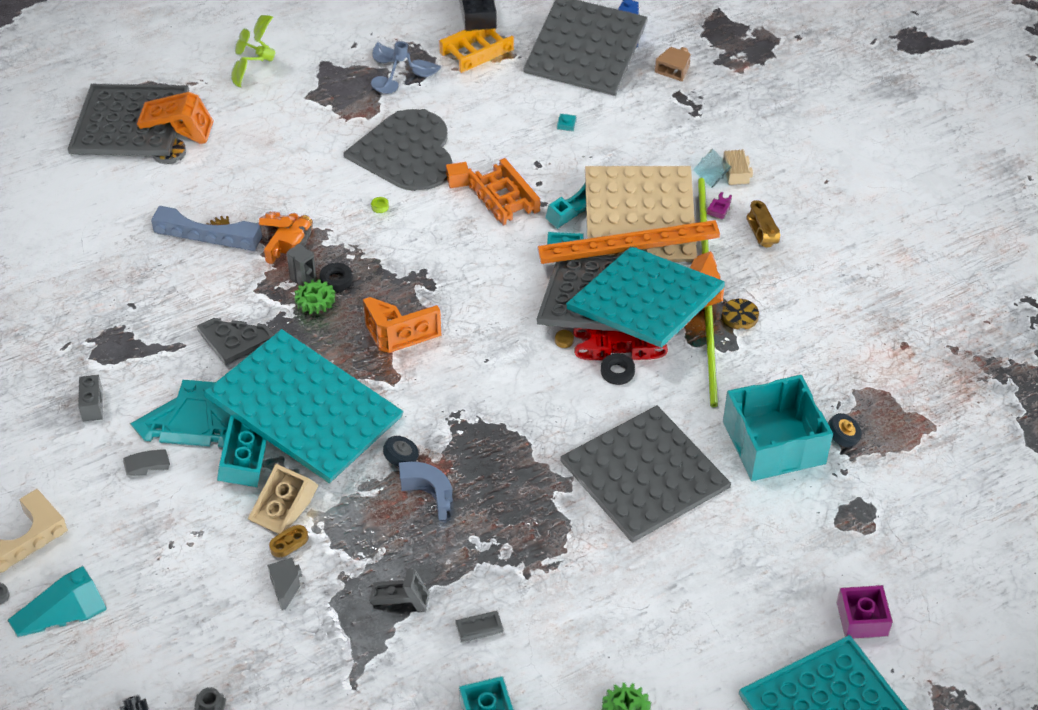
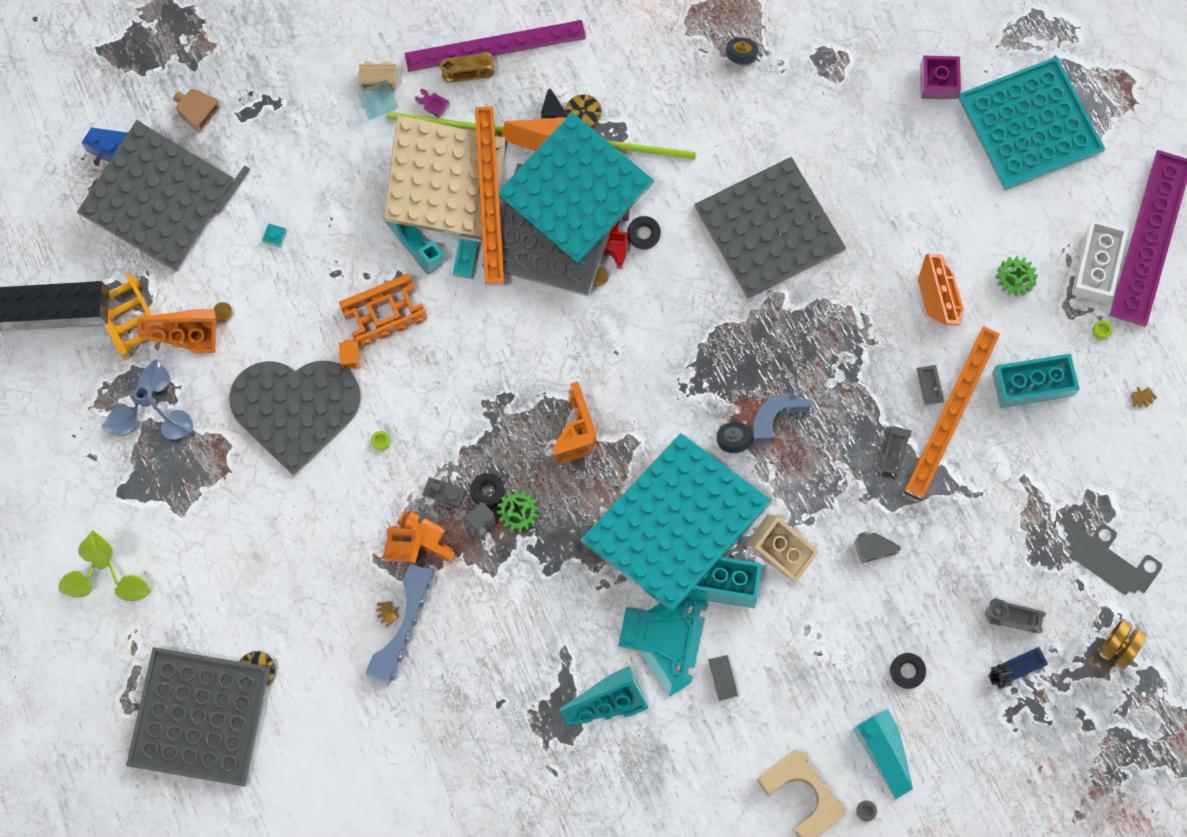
camera: 85 degrees left, 25 degrees up
(90, 398) = (638, 735): dark grey brick -> none
(130, 375) = (610, 697): none -> teal wedge
(149, 634) = (908, 683): none -> black tyre
(184, 106) = (213, 660): orange bracket -> none
(233, 338) = (566, 594): dark grey plate -> none
(287, 541) = (828, 543): pearl gold plate -> none
(333, 248) = (444, 492): none -> dark grey hinge
(451, 650) = (952, 412): none -> orange plate
(468, 75) = (185, 329): none -> orange wedge
(489, 99) = (223, 312): none -> pearl gold tile
(593, 628) = (940, 290): none -> orange wedge
(604, 93) = (232, 188): none -> dark grey bar
(737, 287) = (552, 107): none -> black slope
(777, 427) = (743, 104): teal tile -> none
(798, 251) = (497, 44): none -> magenta plate

